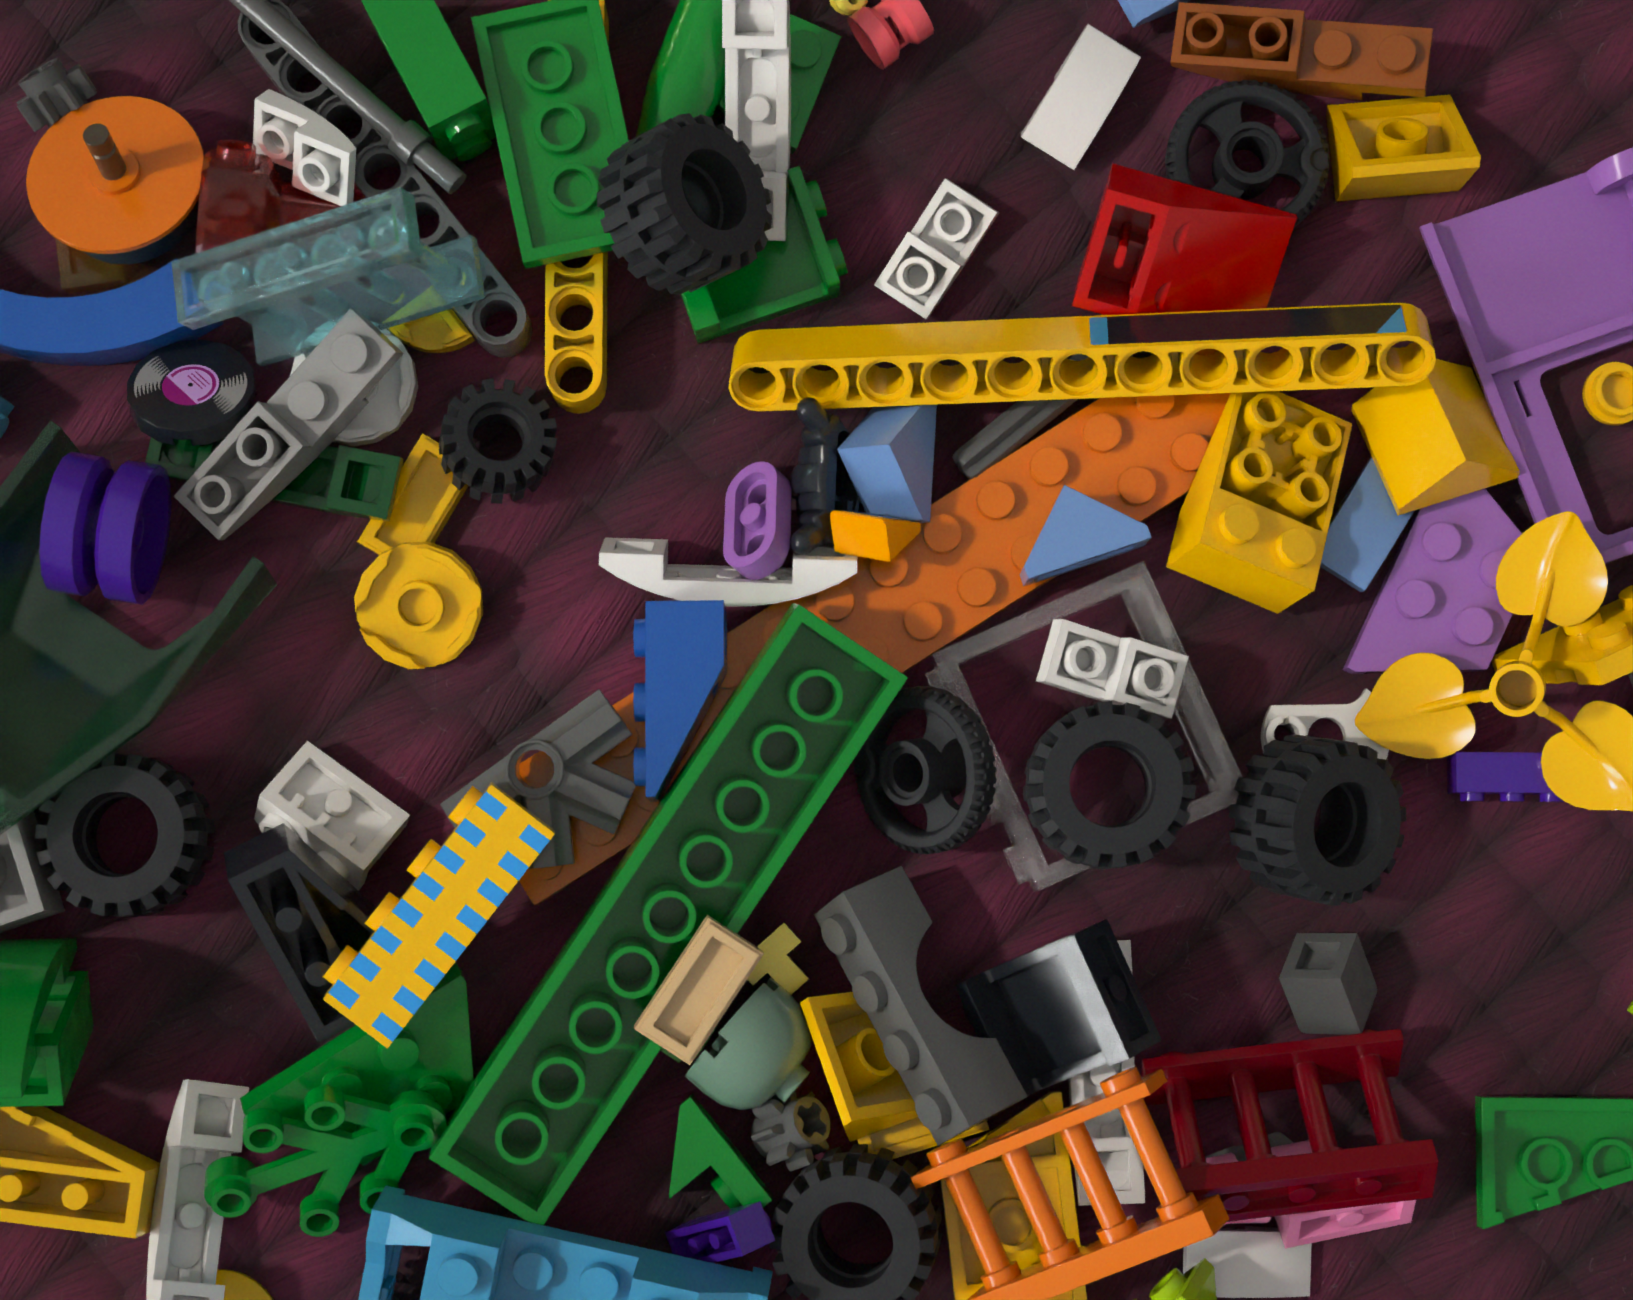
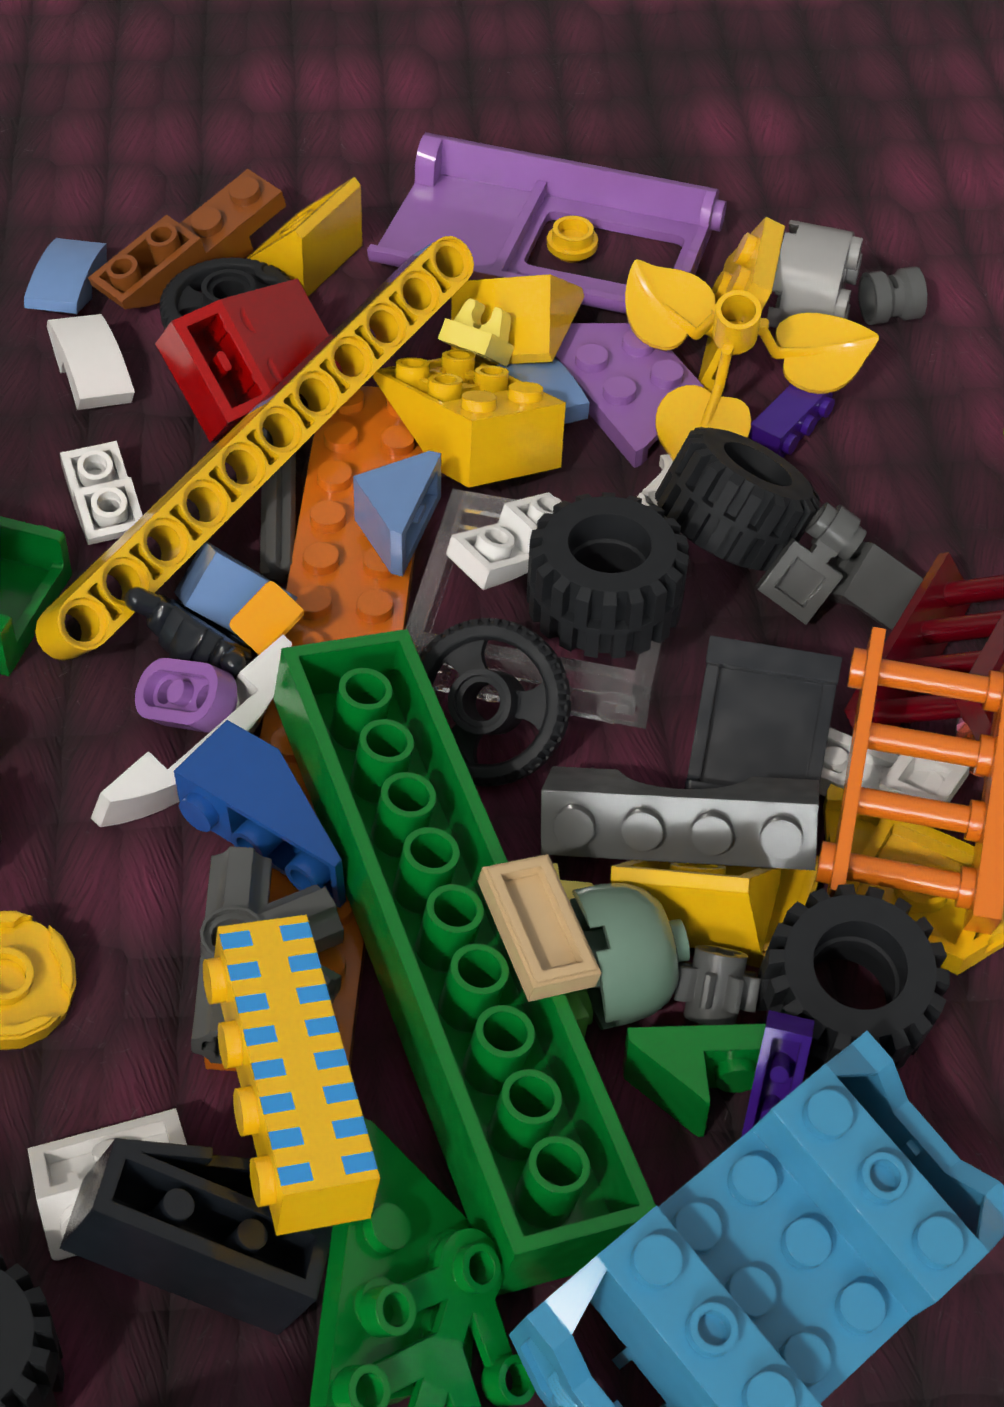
camera: 55 degrees left, 35 degrees down
(1278, 932) = (801, 576): none -> dark grey plate
(1360, 434) = (485, 340): none -> light yellow tile

